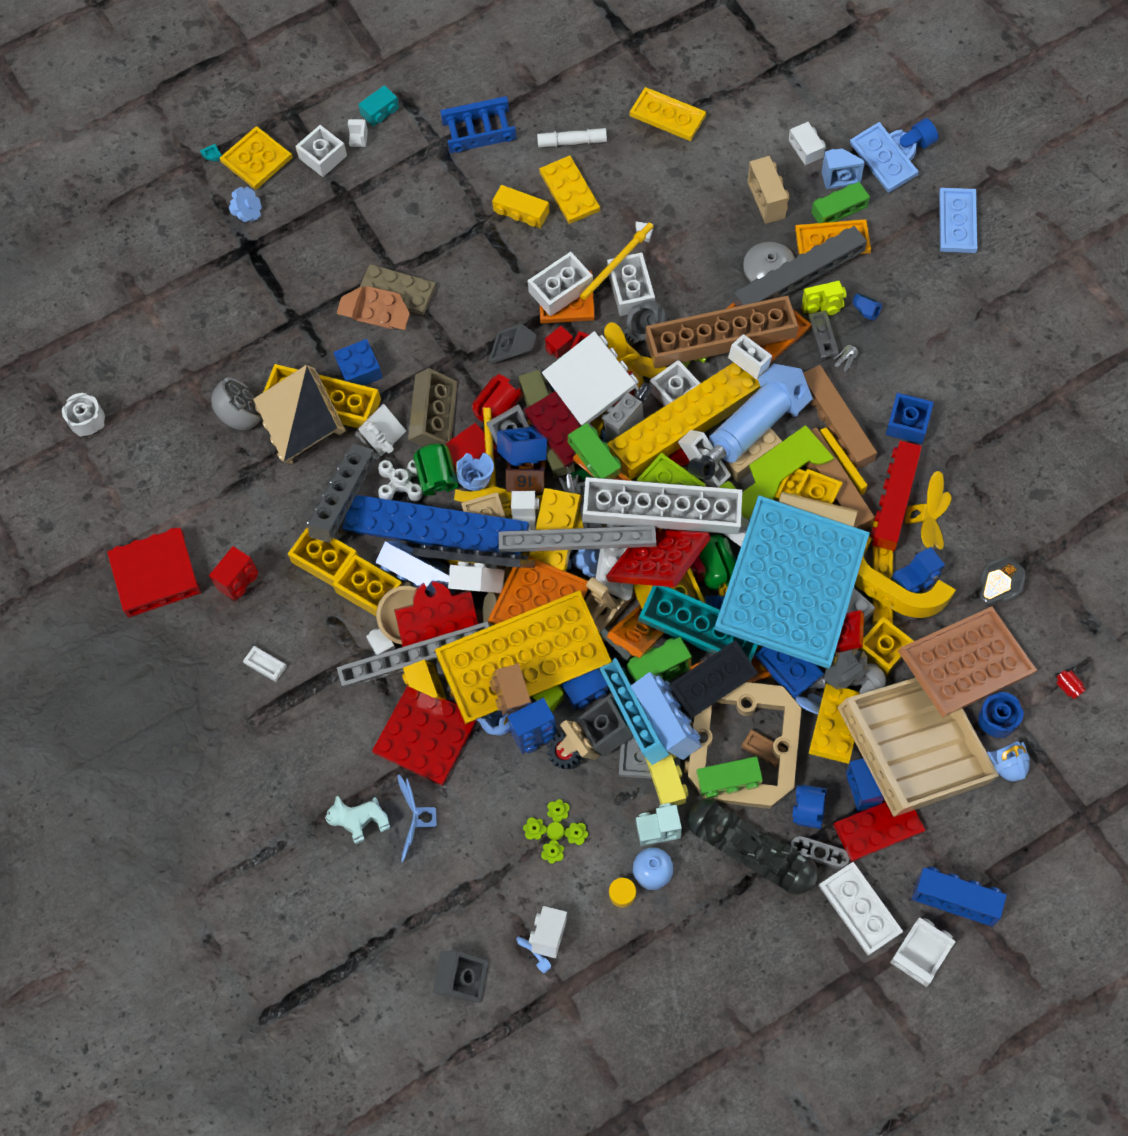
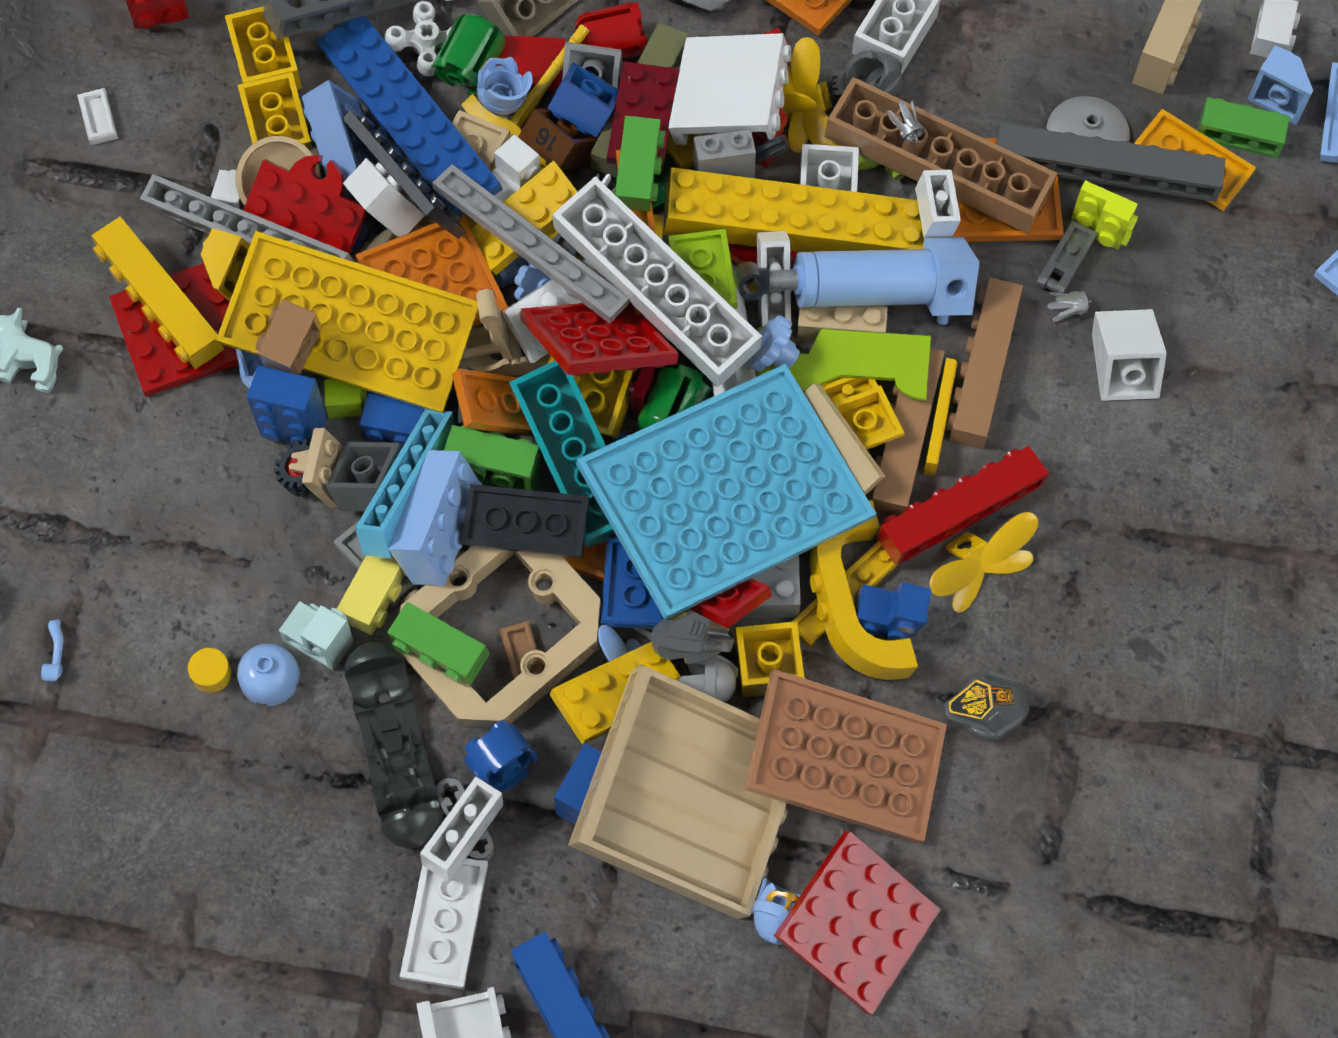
camera: 35 degrees right, 0 degrees up
(400, 726) = (157, 292): none -> yellow brick
(417, 811) = (75, 402): light blue piece -> none
(548, 931) = (88, 639): white brick -> none
(555, 831) = (209, 545): lime plant -> none
(558, 342) = (749, 21): red brick -> none
(702, 328) = (912, 128): none -> flat silver piece
(741, 482) = (775, 346): none -> light blue plant
(831, 856) = (461, 829): none -> white brick
(867, 306) = (1154, 267): blue rock -> none
(876, 830) = (539, 848): red plate -> none
(898, 358) = (1128, 354): none -> white slope
(909, 418) = (1068, 431): blue brick -> none
(1011, 715) = (816, 833): blue brick -> none
(1049, 734) = (857, 922): none -> plate
(1070, 684) = (948, 892): red brick -> none

